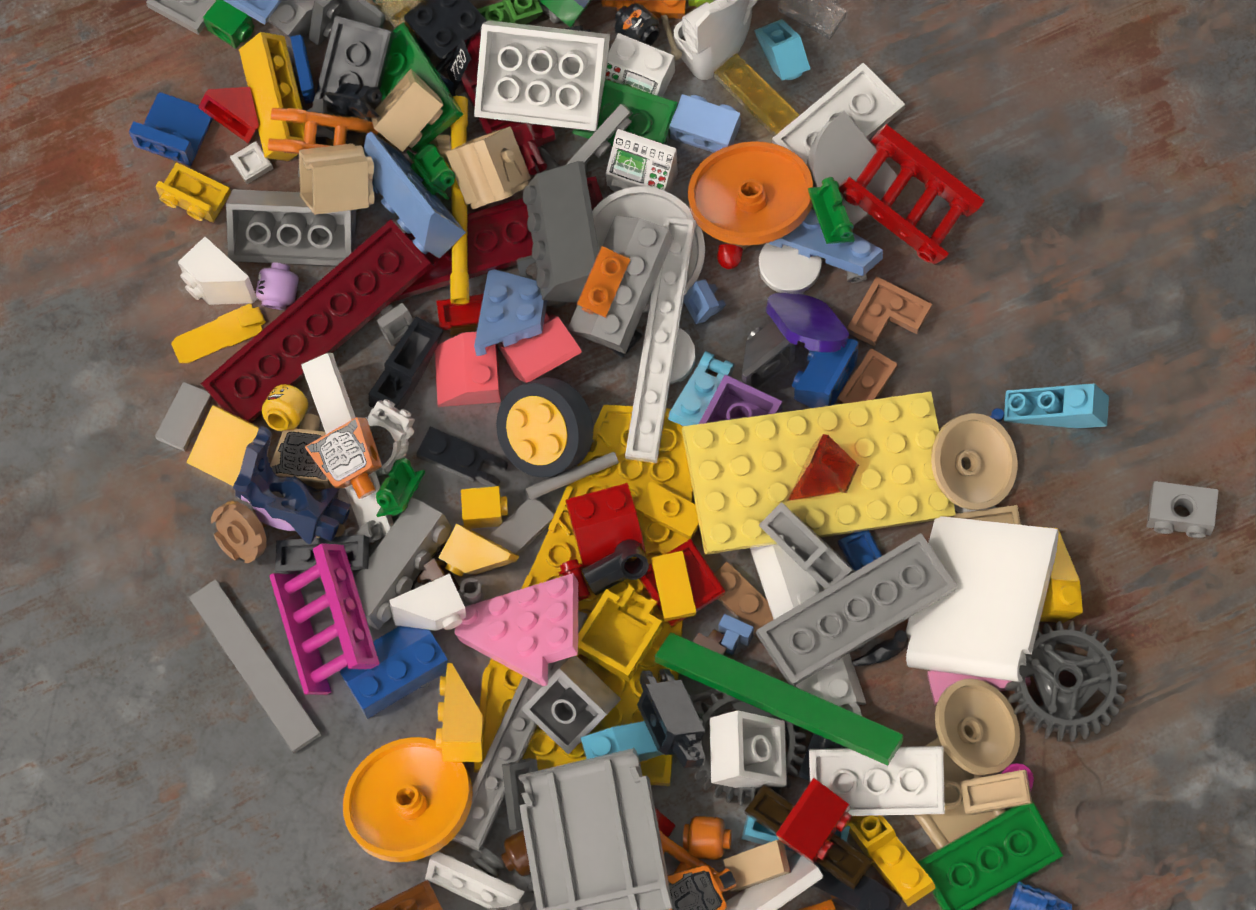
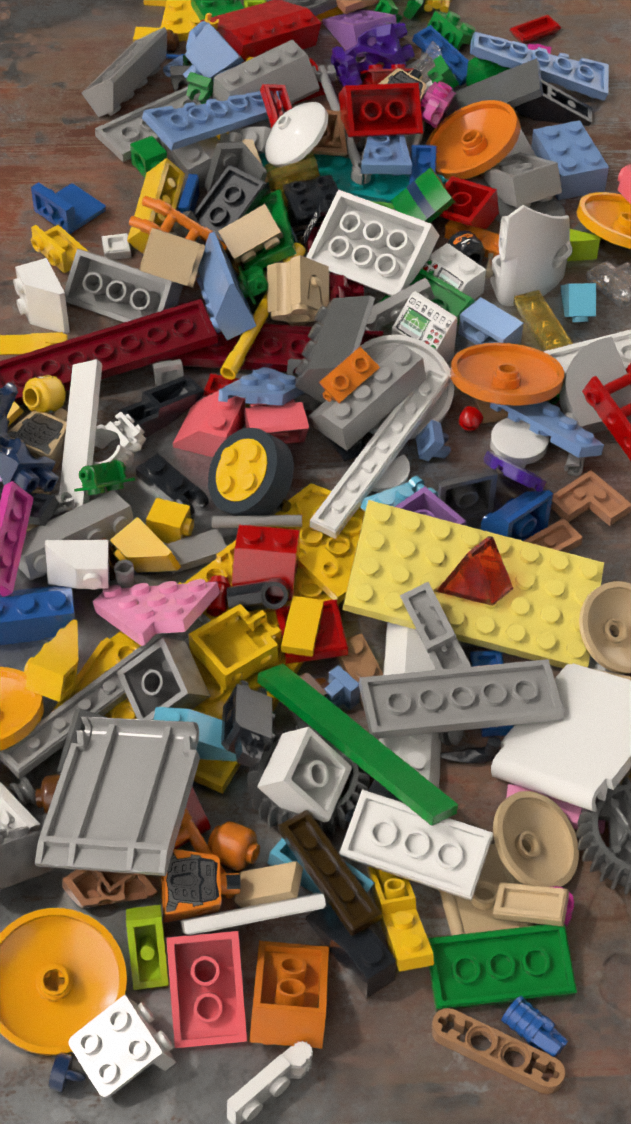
camera: 15 degrees right, 20 degrees down
(232, 109) = (118, 204): red slope -> none
(277, 286) = (87, 319): lavender head -> none
(348, 456) = (74, 434): torso -> none
(355, 100) = (215, 217): black hinge -> none
(814, 822) = (336, 845): red slope -> none
(831, 212) = (570, 399): green hinge -> none

